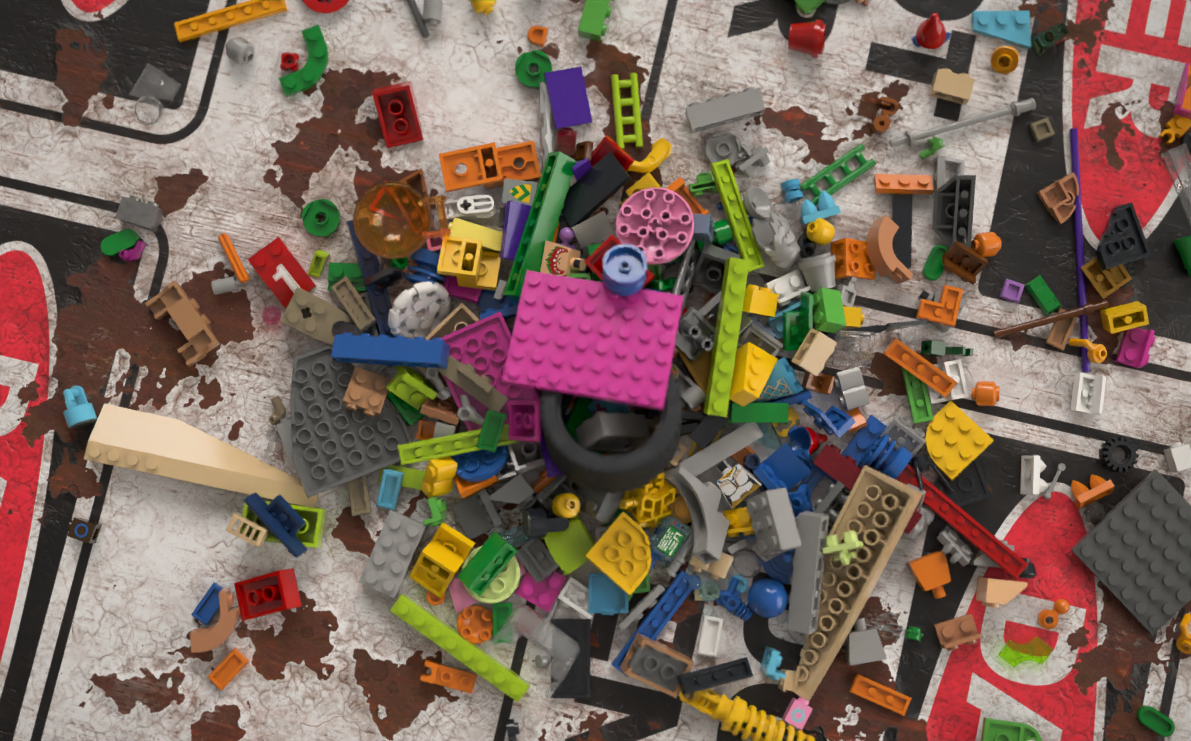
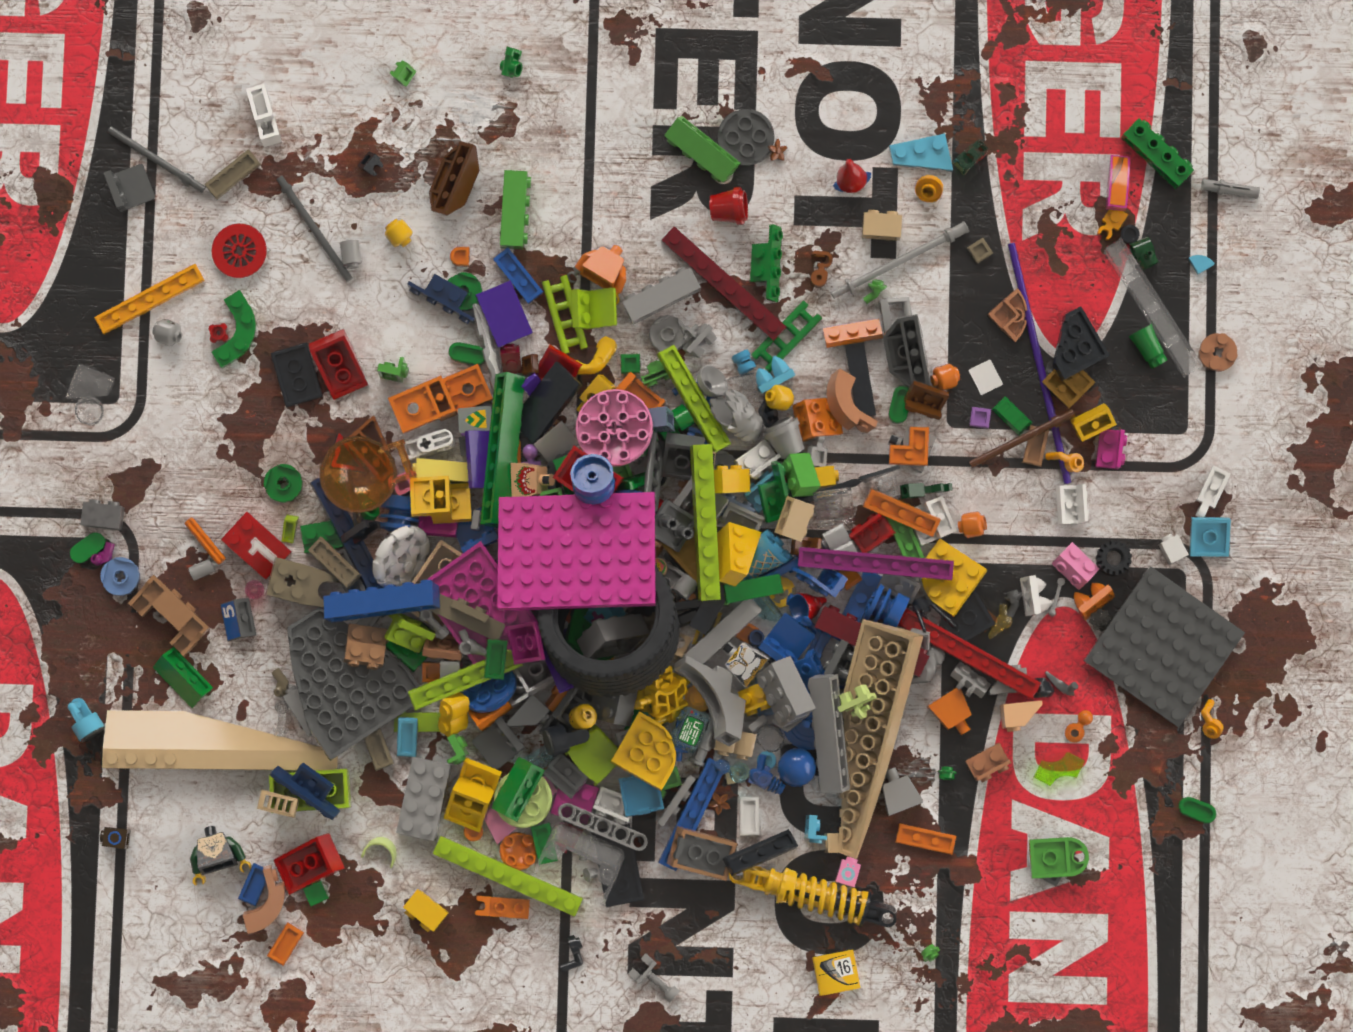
camera: 10 degrees left, 0 degrees up
(150, 285) = (131, 574): none -> medium blue plate
(177, 565) = (215, 853): none -> torso
(183, 386) = (182, 677): none -> green panel
(250, 340) = (238, 619): none -> panel
(268, 625) = (315, 893): none -> green tile
(347, 589) = (384, 842): none -> yellowish green helmet
(356, 117) = (296, 375): none -> black tile
(372, 665) = (425, 910): none -> yellow brick
(445, 130) = (390, 372): none -> bright green bracket
(514, 67) = (444, 294): none -> dark blue bracket
(524, 129) = (466, 353): none -> green tile
(570, 625) = (609, 833): none -> light grey beam
(590, 64) = (518, 275): none -> blue plate
(656, 109) = (594, 308): none -> lime bracket
(673, 73) = (603, 268): none -> orange torso
(681, 169) = (629, 363): none -> green tile
(683, 617) = (719, 803): none -> dark orange plant
(787, 112) = (723, 283): none -> dark red plate
(832, 100) = (766, 263): none -> green bracket
(885, 382) = (872, 533): none -> red bracket
(885, 412) = (875, 563): none -> magenta plate
(998, 494) = (1002, 622): none -> clear yellow animal
(1013, 473) = (1013, 597): none -> dark grey plate
(1024, 253) = (985, 377): none -> white sticker
(1044, 571) = (1060, 685): none -> dark grey bar
(1079, 455) = (1075, 566): none -> bright pink bracket

